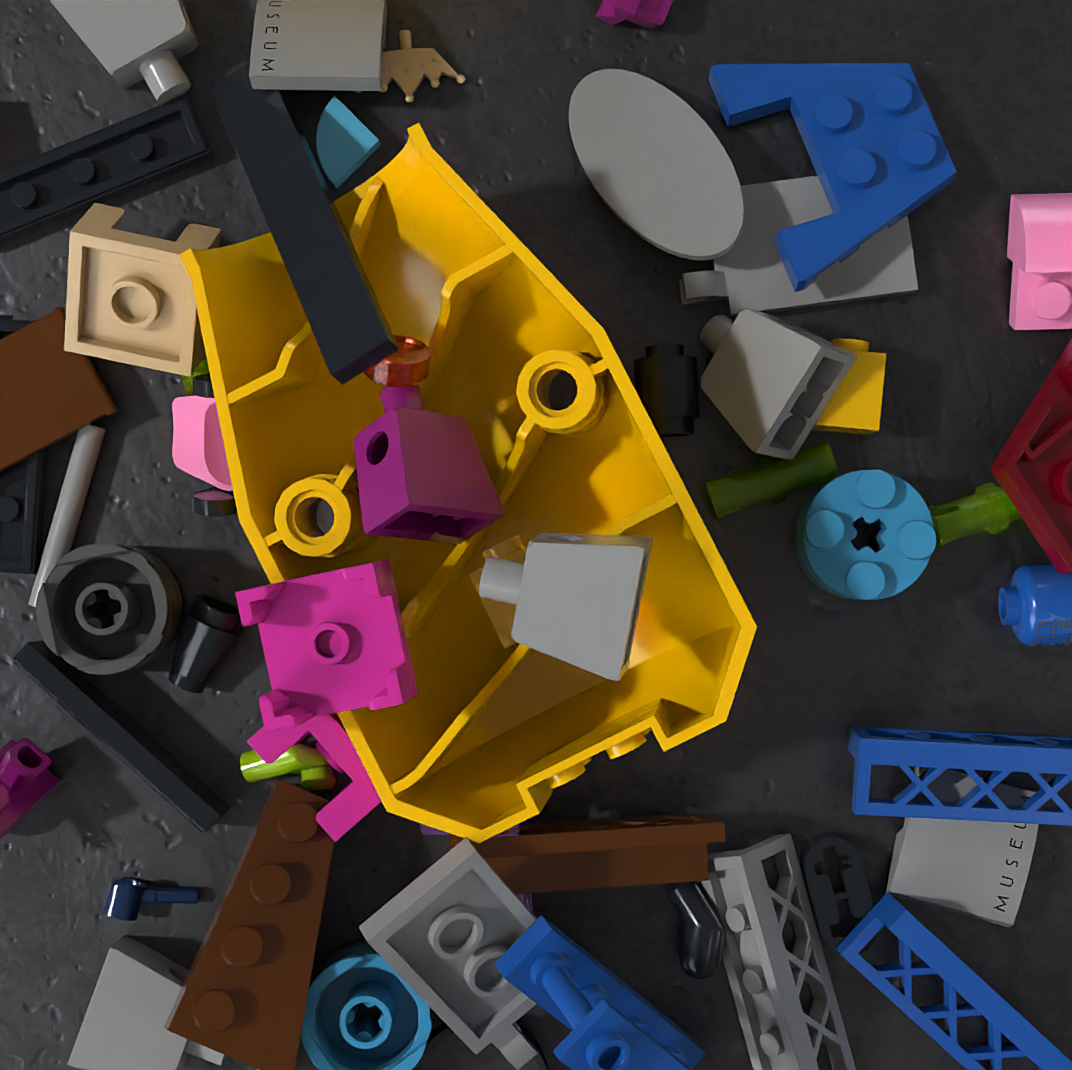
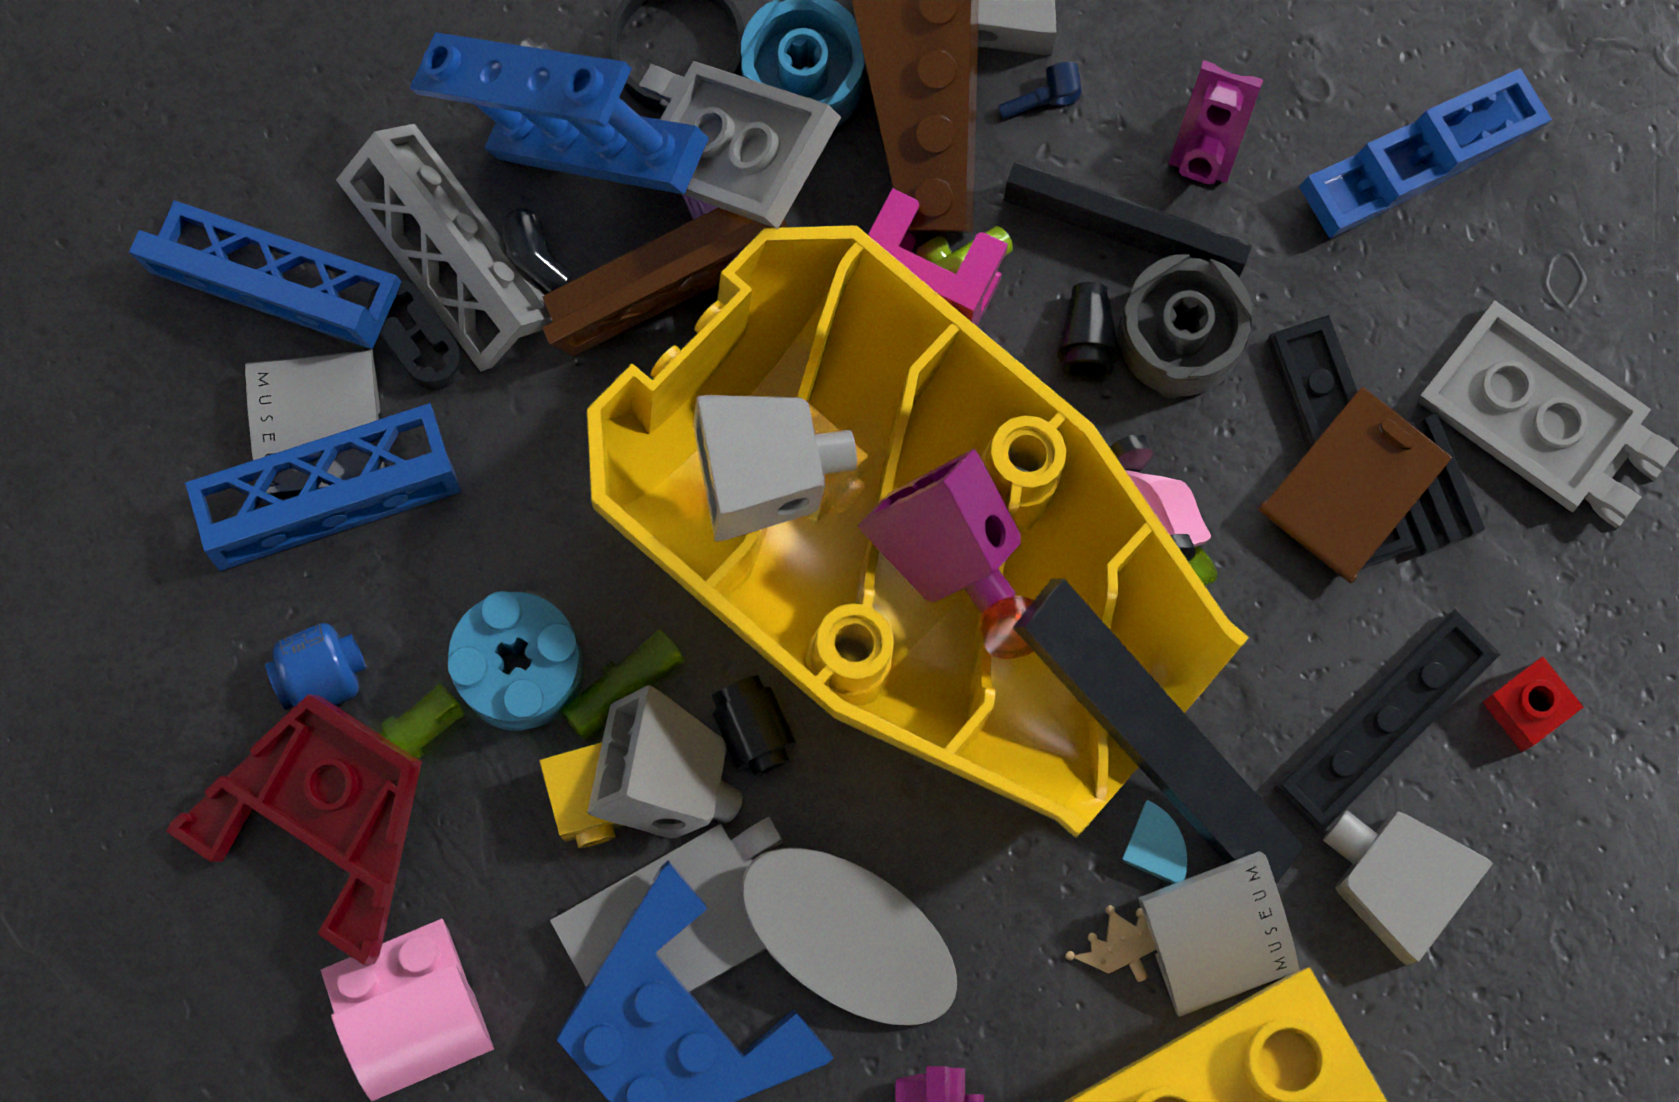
camera: 155 degrees right, 10 degrees down
(69, 503) = (1265, 403): light grey bar -> none
(133, 294) = (1290, 609): tan panel -> none
(330, 643) = (965, 344): dark pink panel -> none

